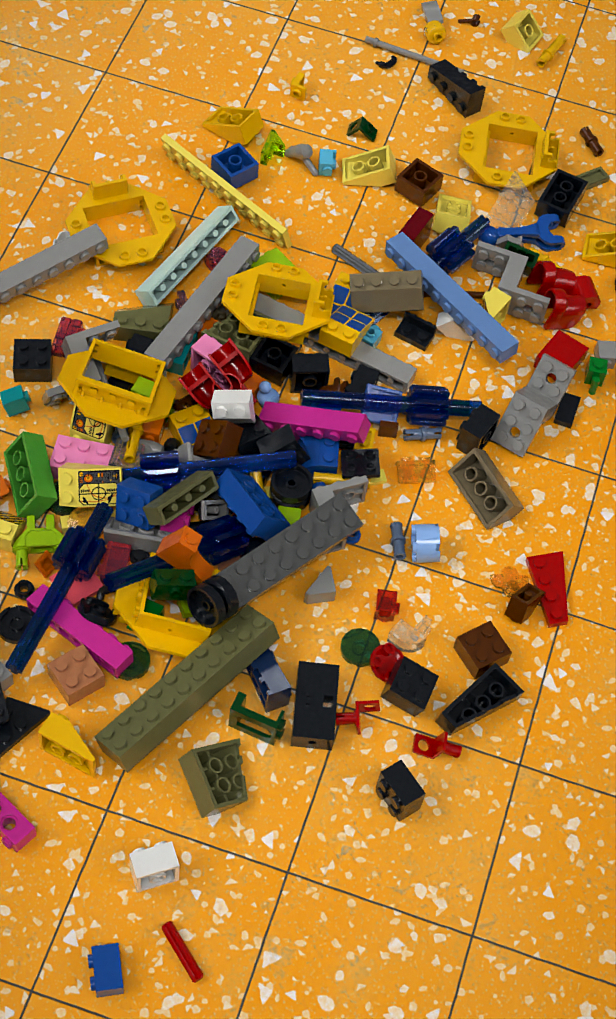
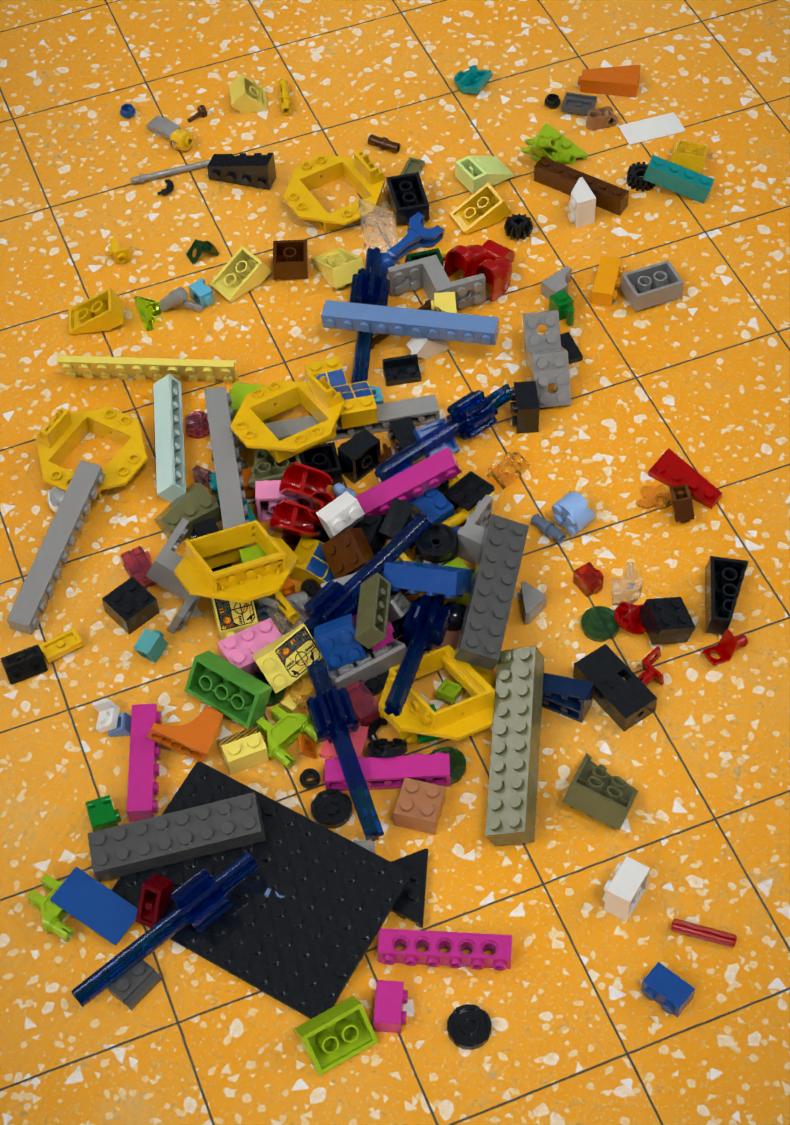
camera: 30 degrees left, 5 degrees down
(62, 741) = (472, 857): yellow slope -> none
(171, 584) = (435, 676): dark green brick -> none
(182, 552) = (421, 644): orange arch -> none
(186, 452) = (335, 575): light grey slope -> none
(212, 601) = (479, 664): black wheel -> none
(235, 165) = (134, 342): blue brick -> none
(239, 711) = (568, 730): dark green panel -> none
(352, 259) = (308, 352): black axle -> none
(387, 291) = (360, 352): dark tan slope -> none
(388, 429) = (460, 452): reddish brown tile -> none
(400, 790) = (737, 695): black brick -> none
(419, 226) = (327, 288): dark red brick -> none
(422, 434) = (484, 440): sand blue pin -> none
(482, 649) = (687, 557): reddish brown brick -> none
(485, 489) = (571, 445): dark tan slope -> none
(502, 241) = (400, 258): light grey slope -> none
(565, 350) = (523, 303): red brick -> none

